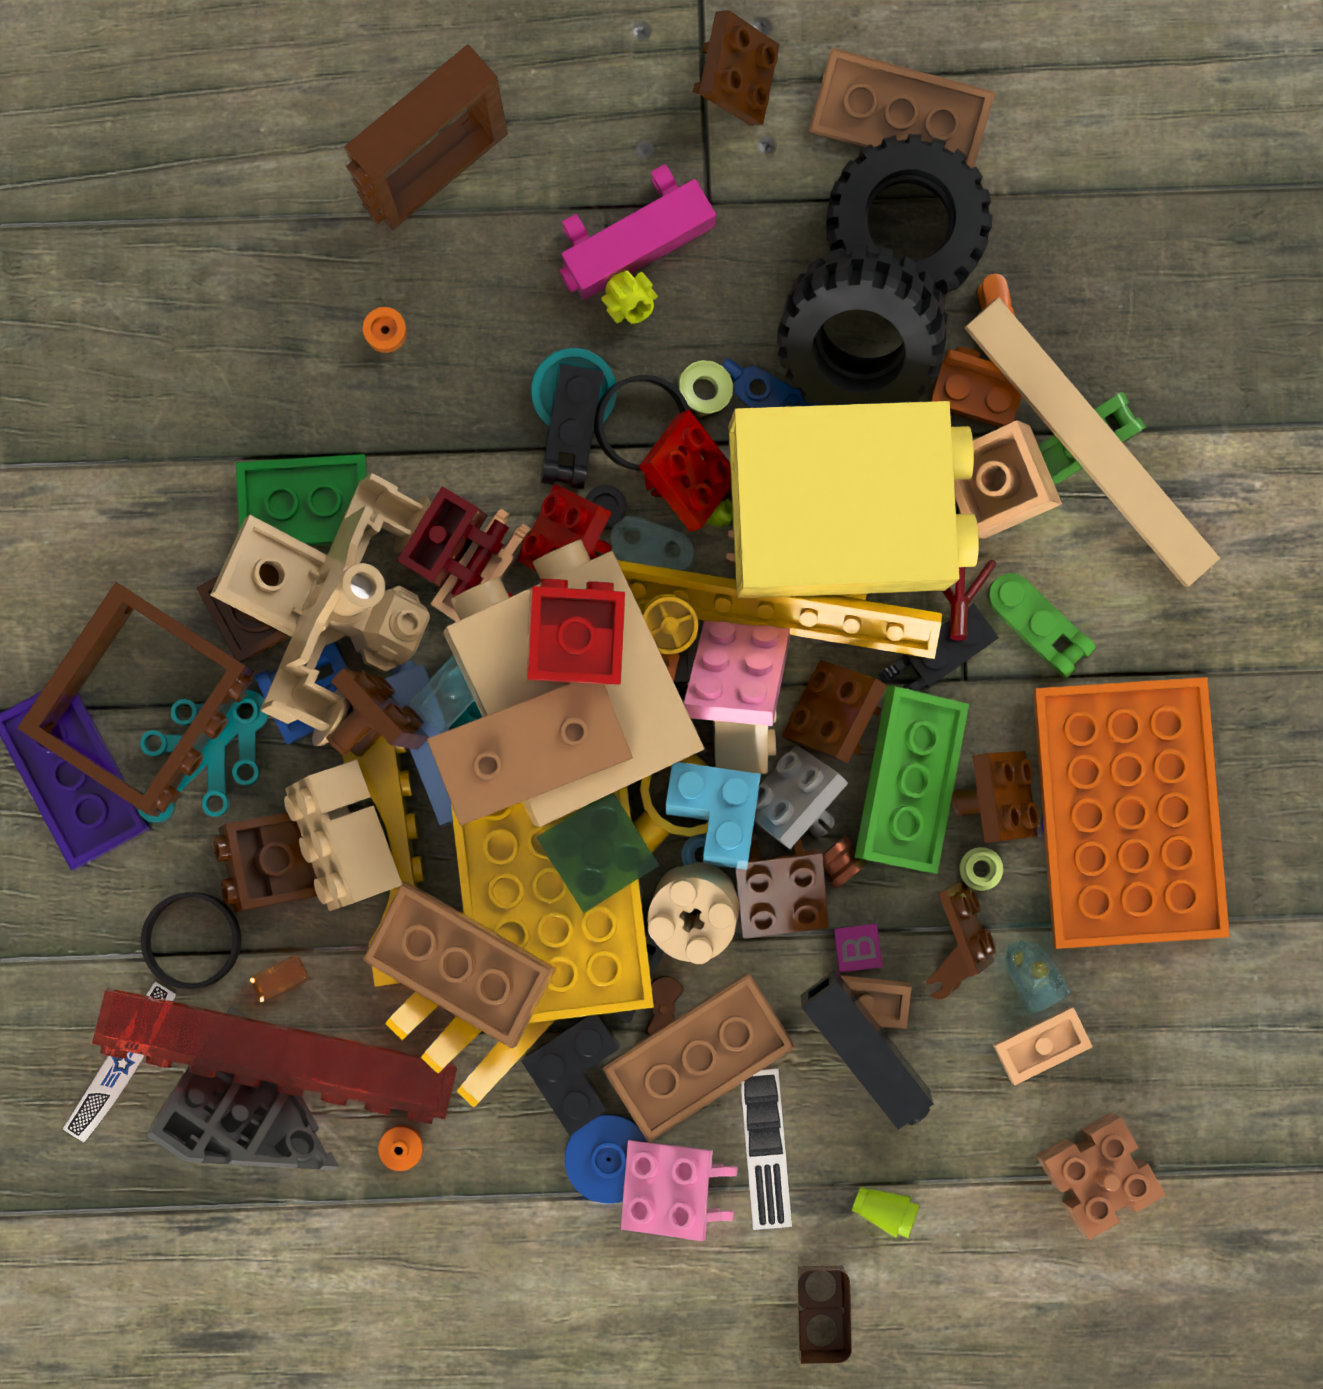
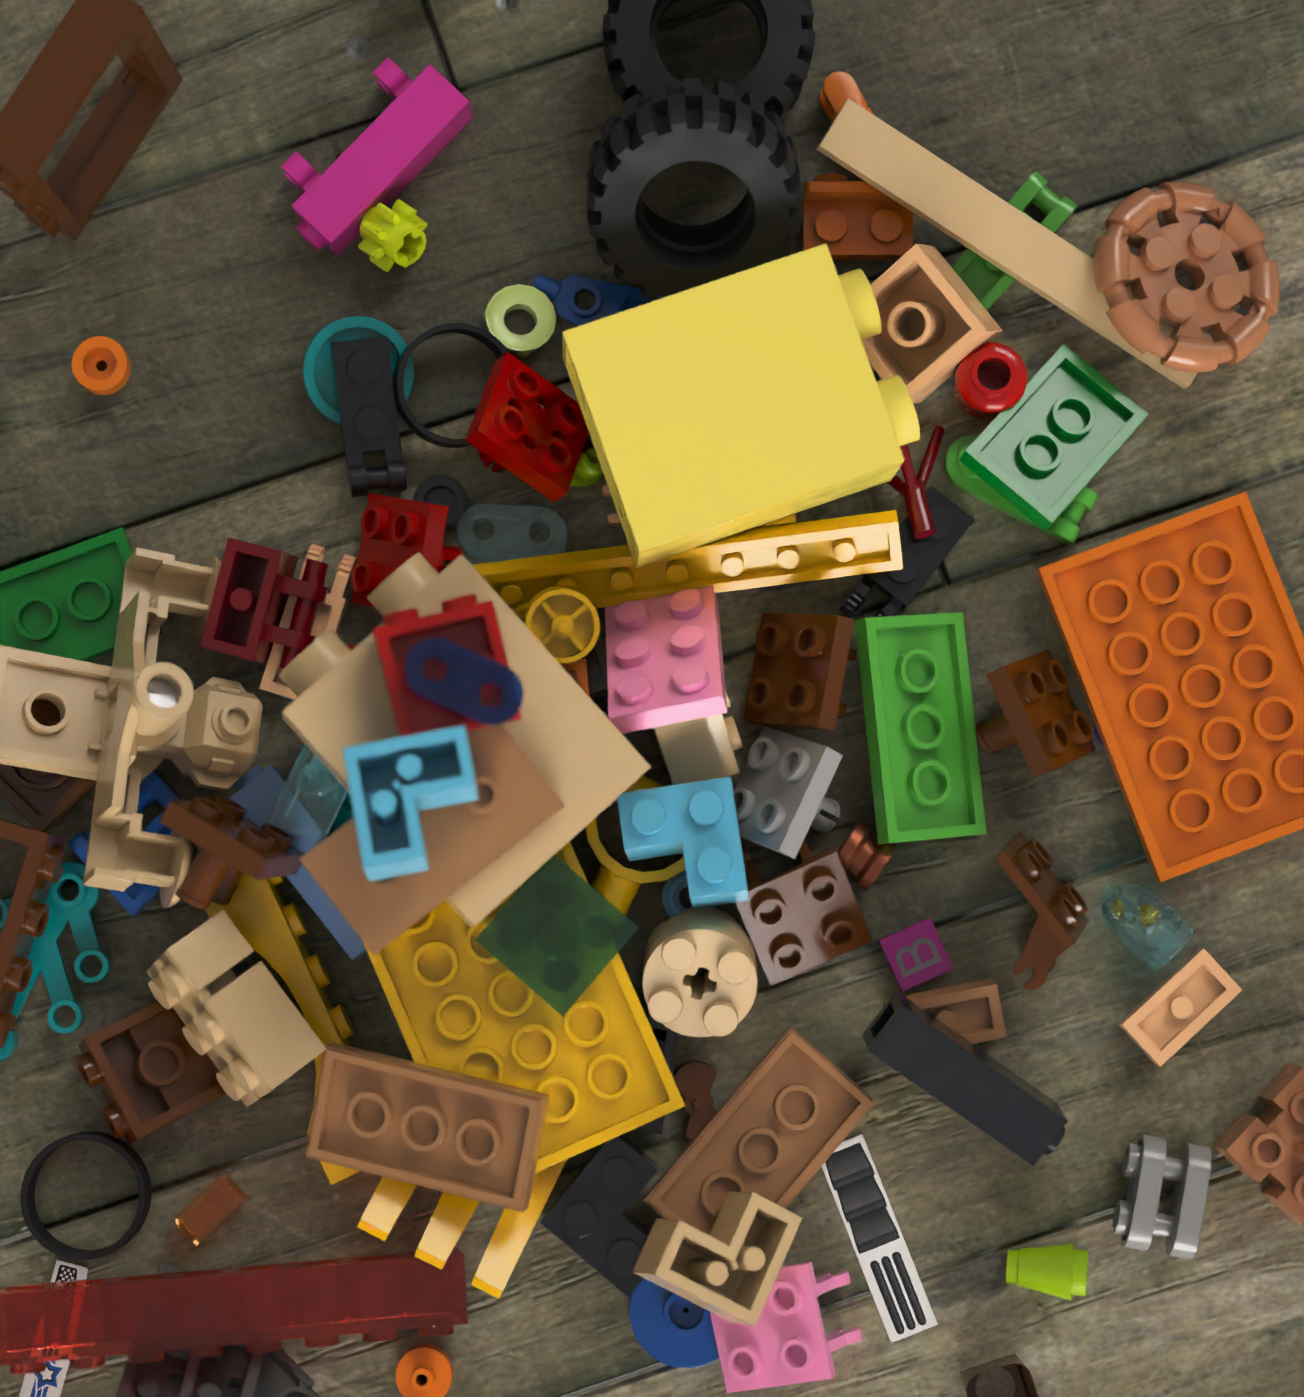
camera: 10 degrees left, 0 degrees up
(517, 703) = (396, 781): none -> medium azure brick
(587, 643) = (463, 680): none -> clear blue plate
(652, 1135) = (730, 1267): none -> tan brick
(964, 1190) = (1146, 1168): none -> light grey brick
(994, 864) = (1055, 806): yellowish green plate -> none
(1041, 538) = (989, 380): none -> red head
(1076, 594) = (1054, 437): none -> plate
(1229, 490) = (1207, 255): none -> nougat plate

